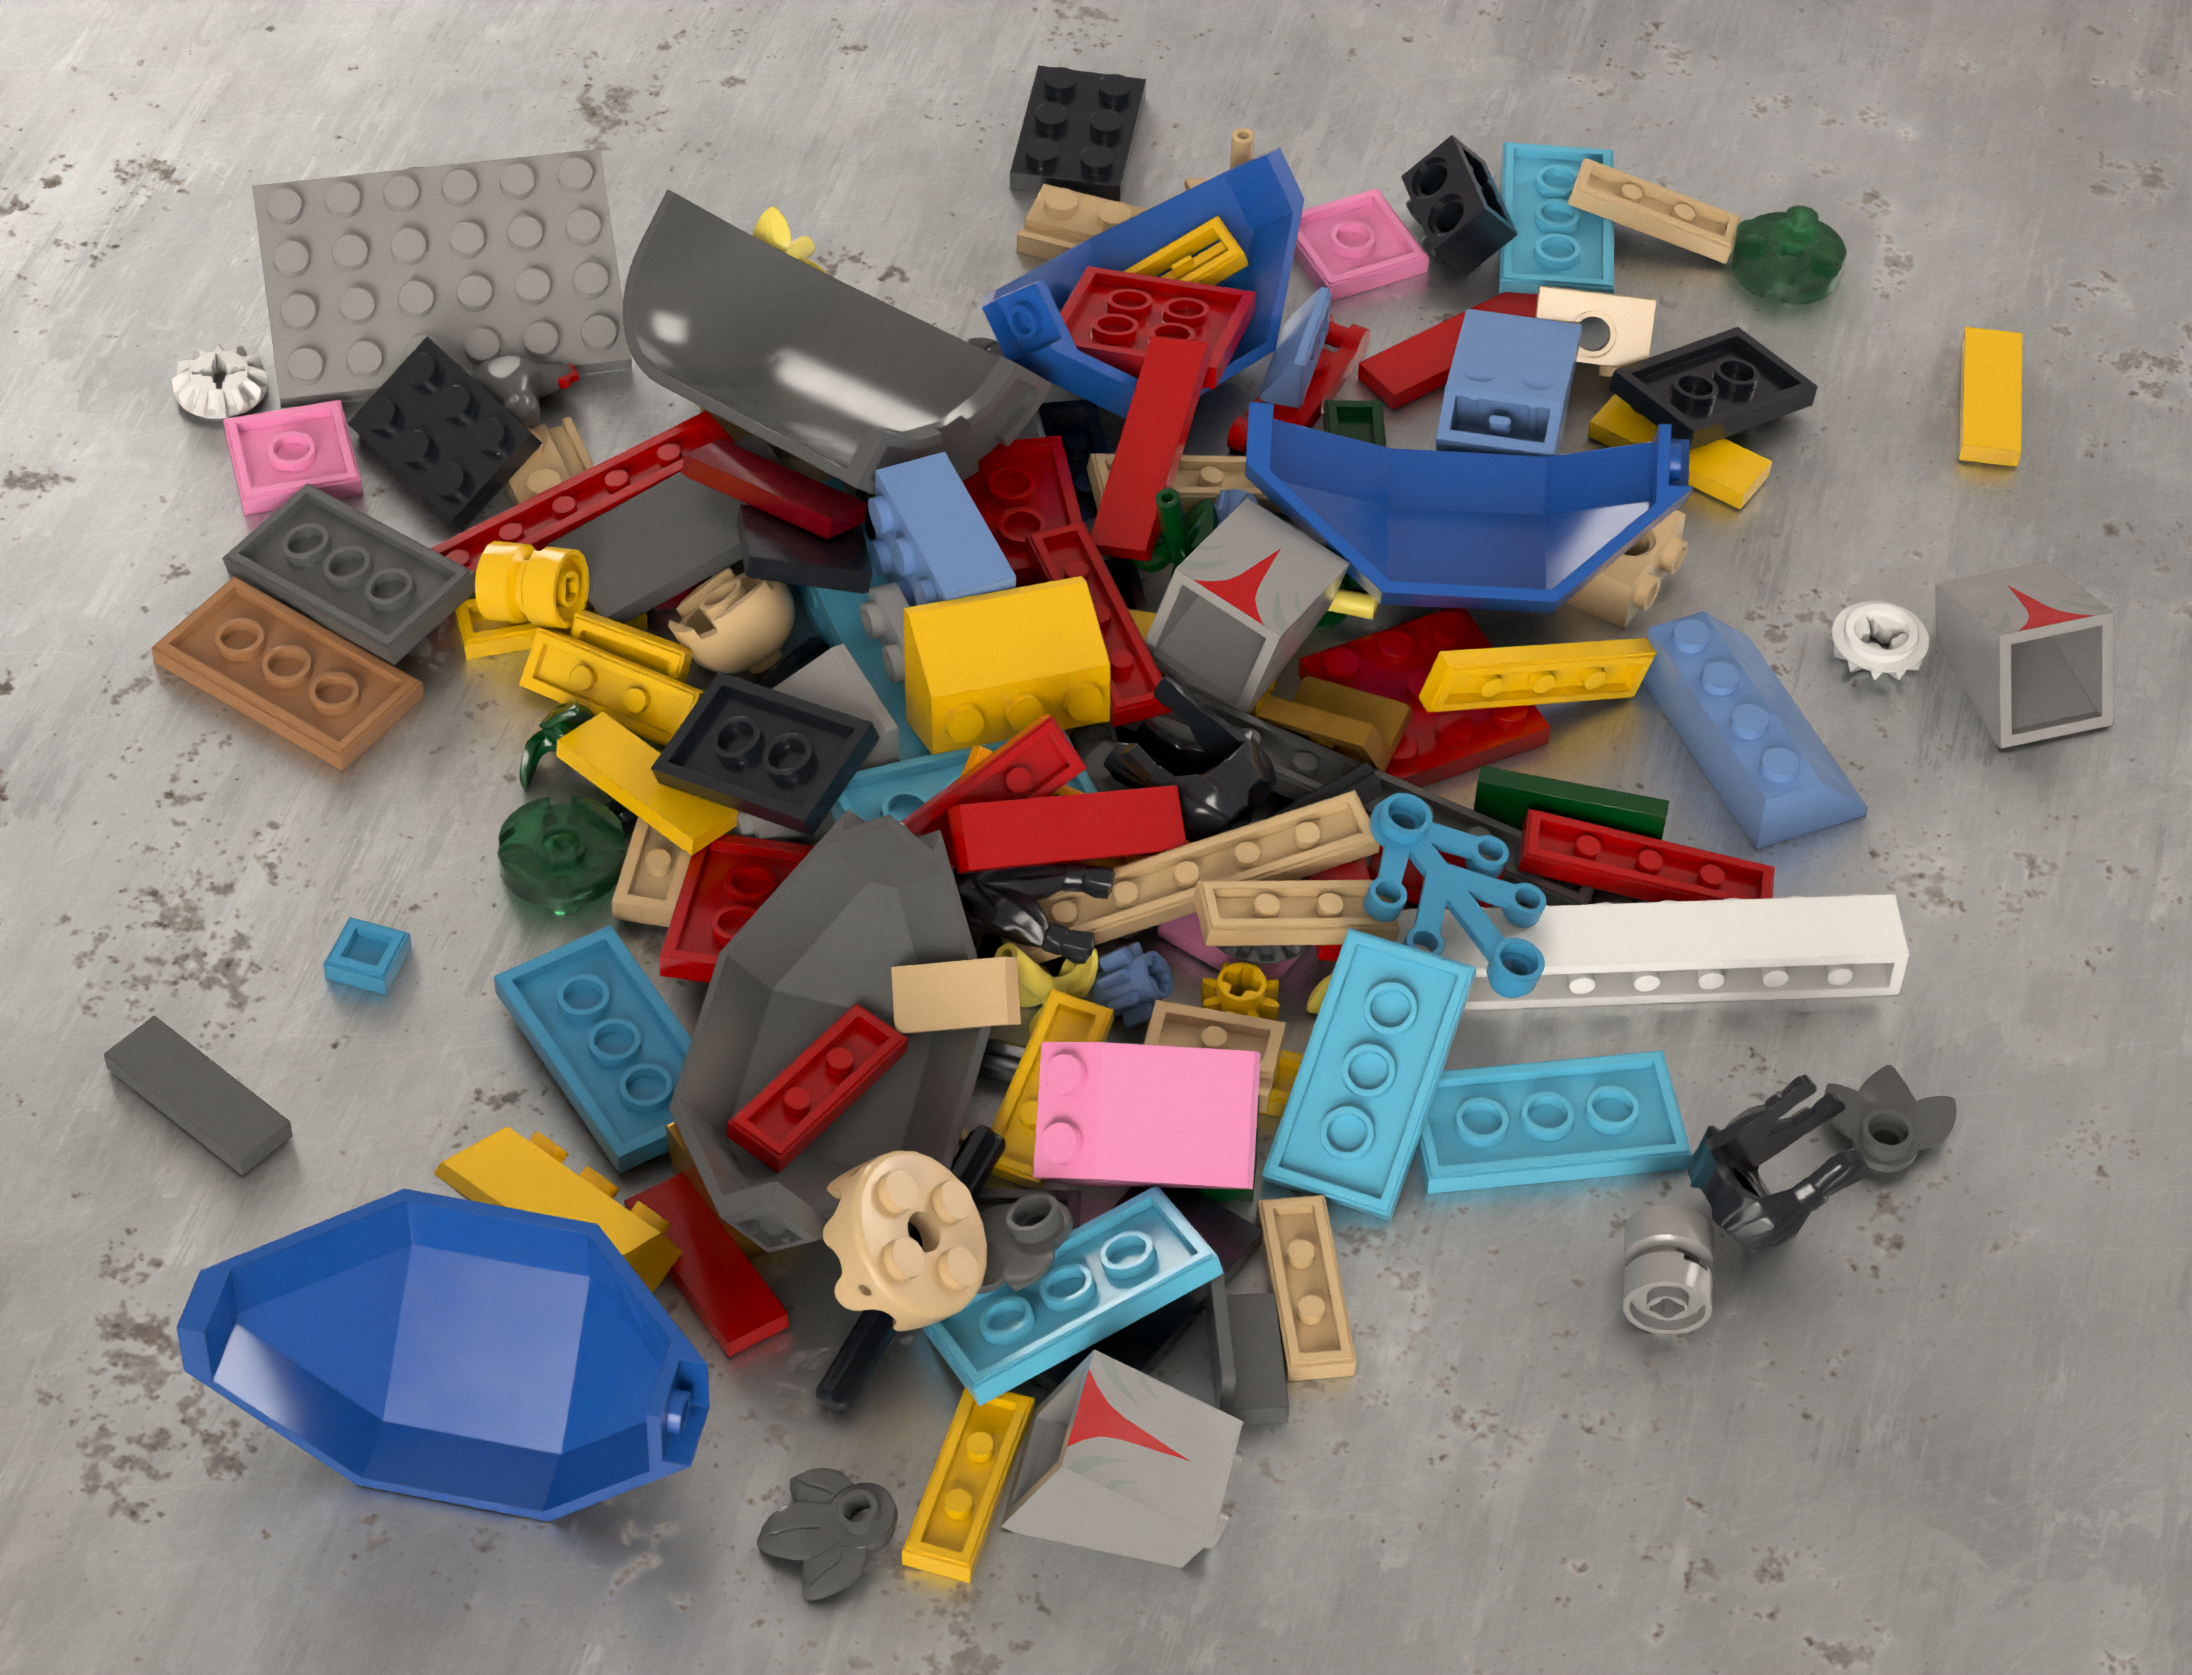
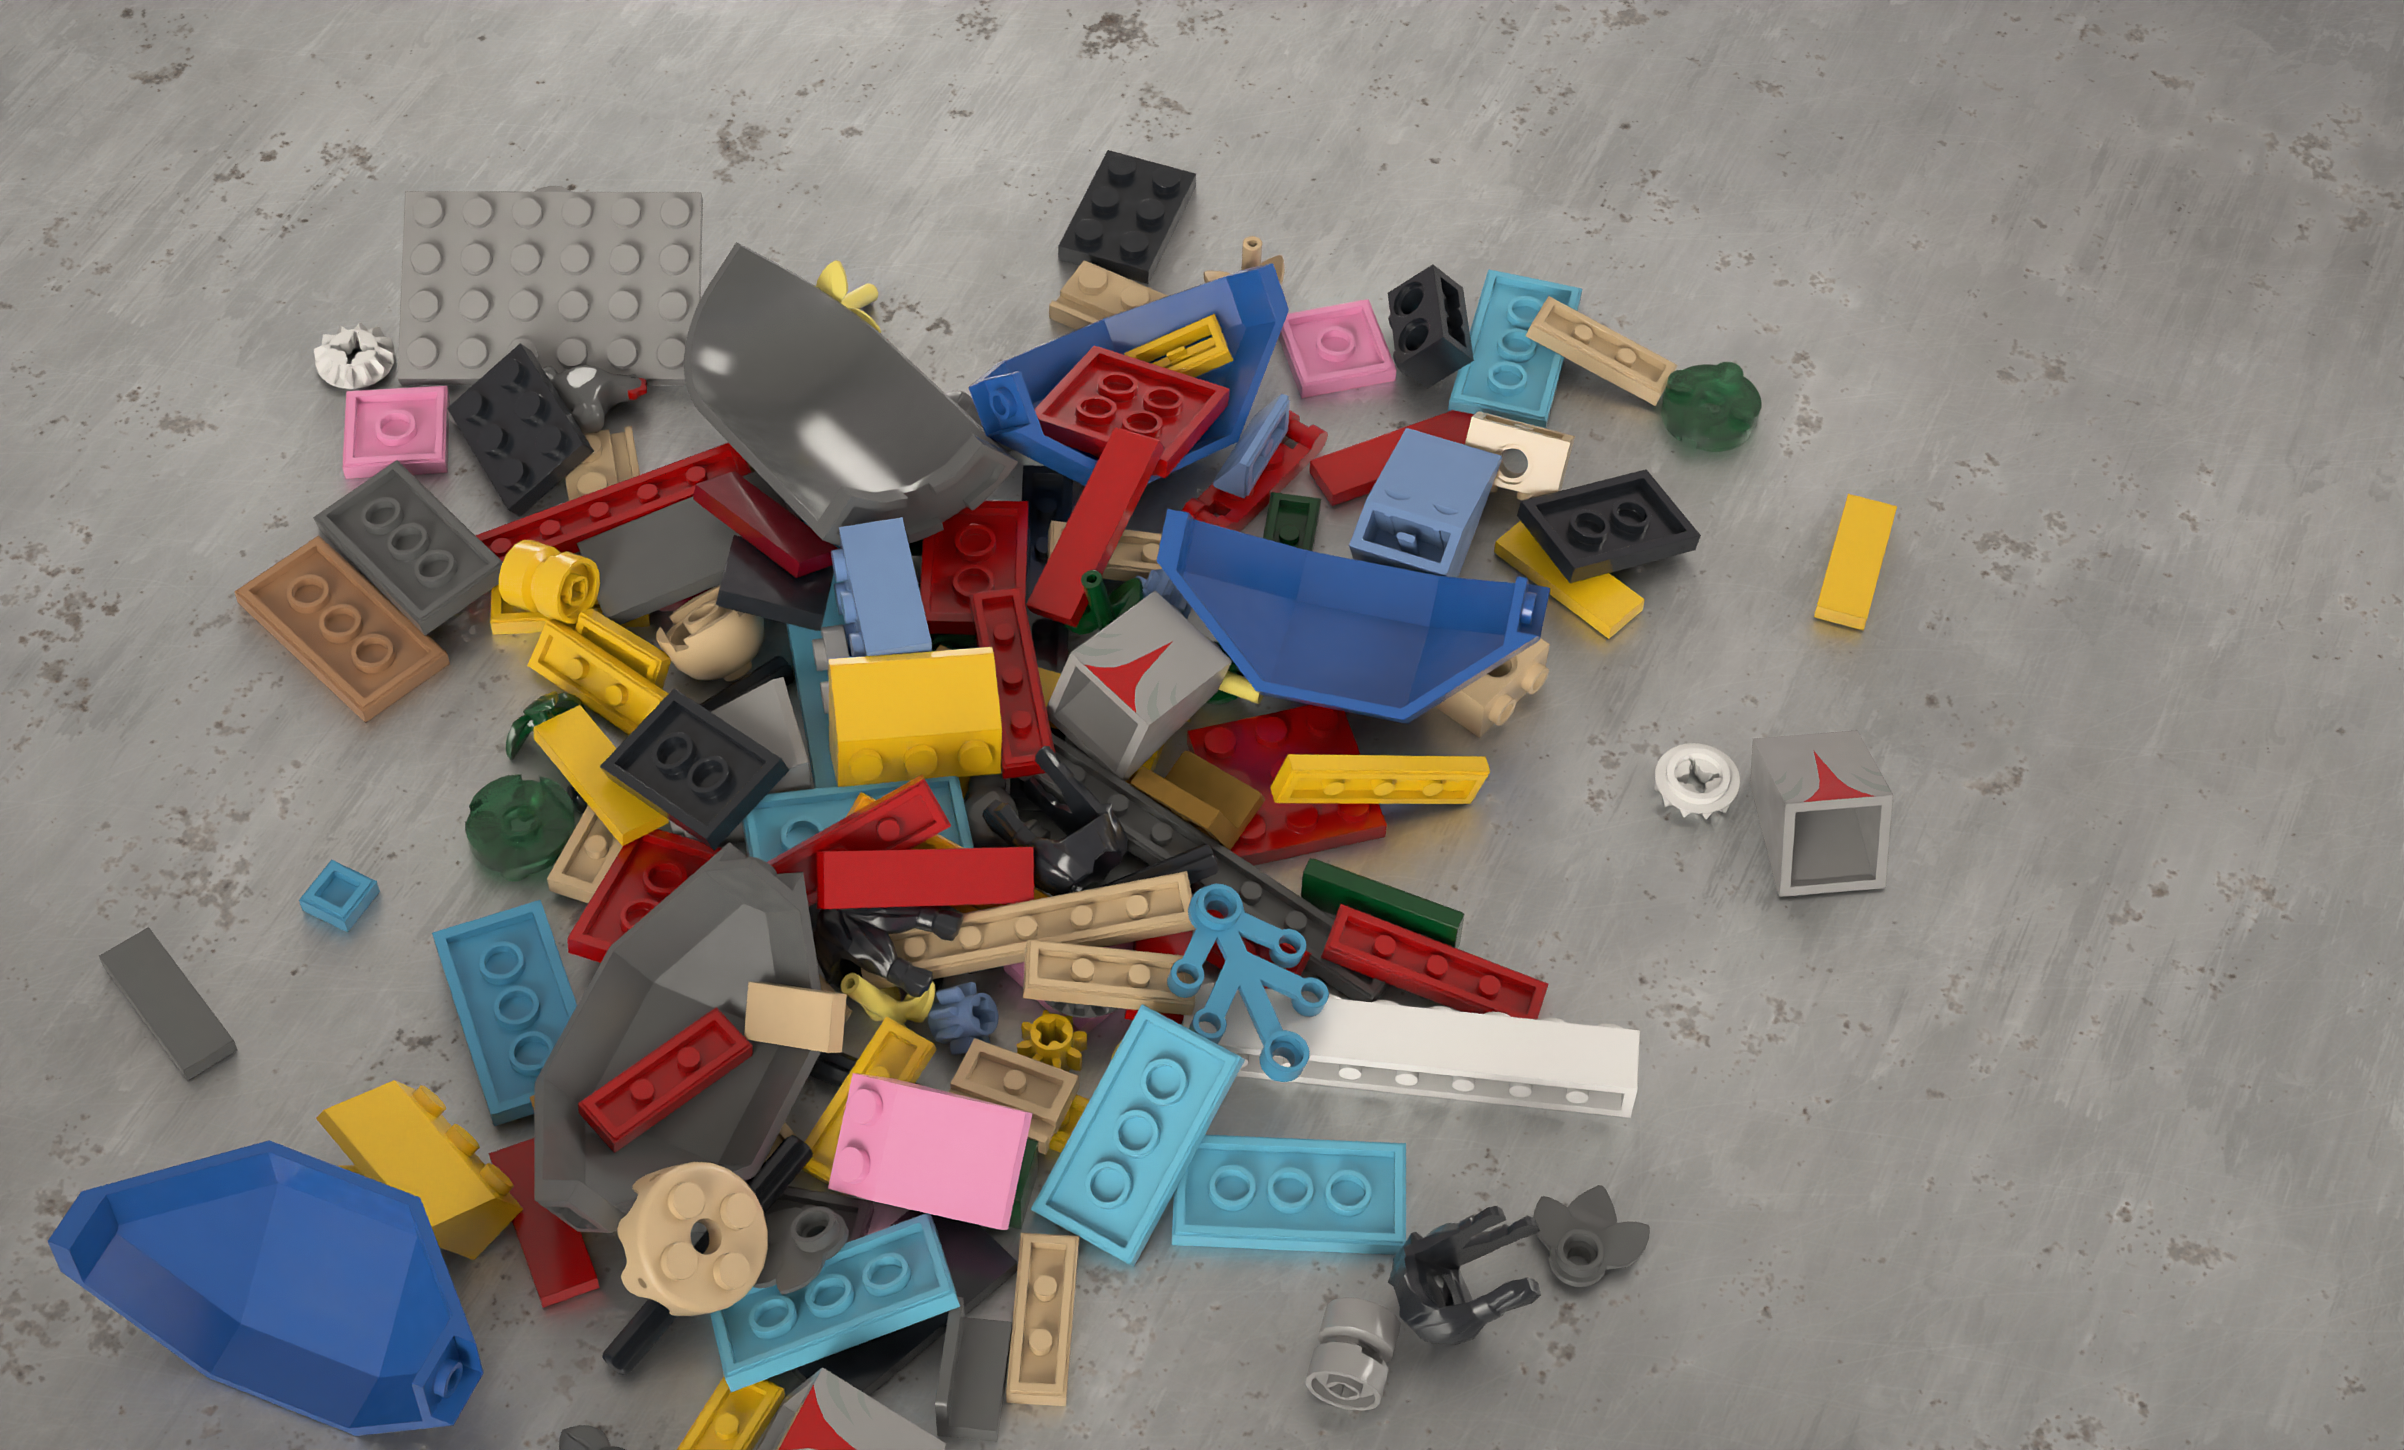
camera: 10 degrees right, 5 degrees up
(1746, 732) = (1559, 852): medium blue slope -> none

